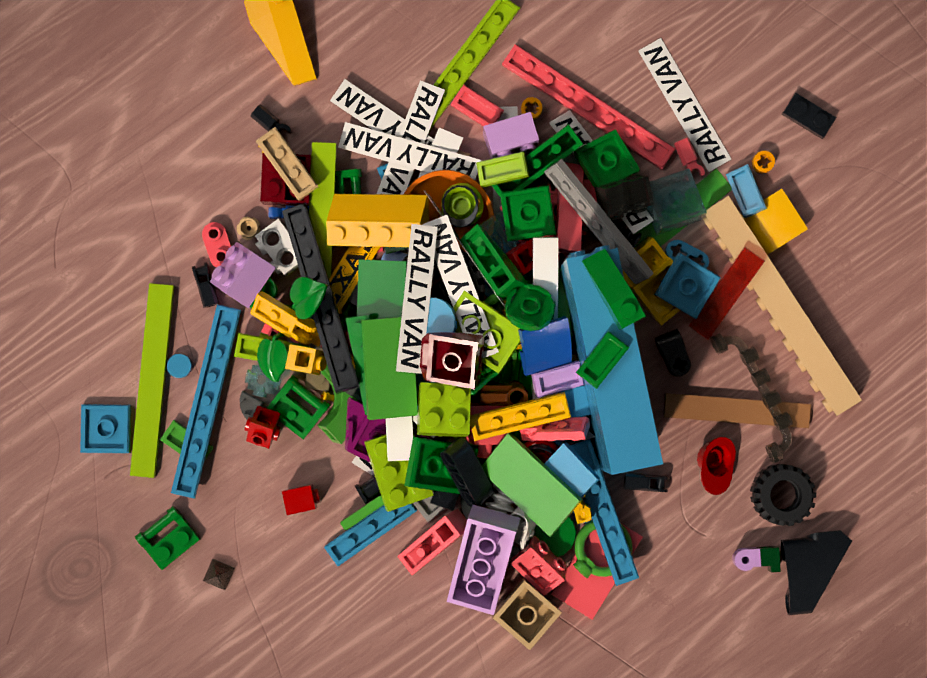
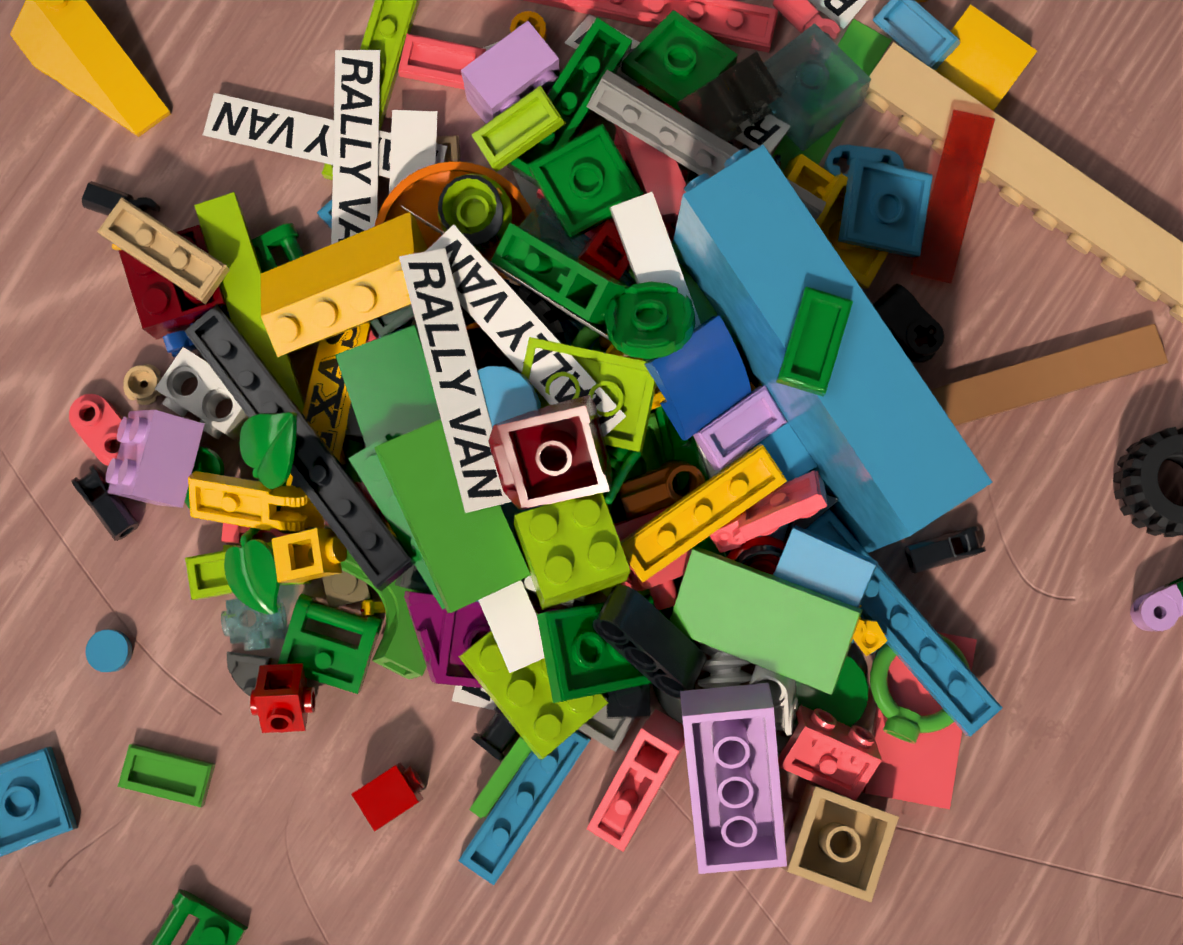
camera: 20 degrees left, 5 degrees down
(152, 380) = (71, 694): lime tile -> none
(206, 401) = (173, 695): dark azure tile -> none
(404, 151) = (348, 168): white sticker -> none
(613, 289) = (788, 213): green slope -> none
(716, 464) = (1047, 474): red piece -> none
(770, 399) = (1090, 339): clear smoke bar -> none

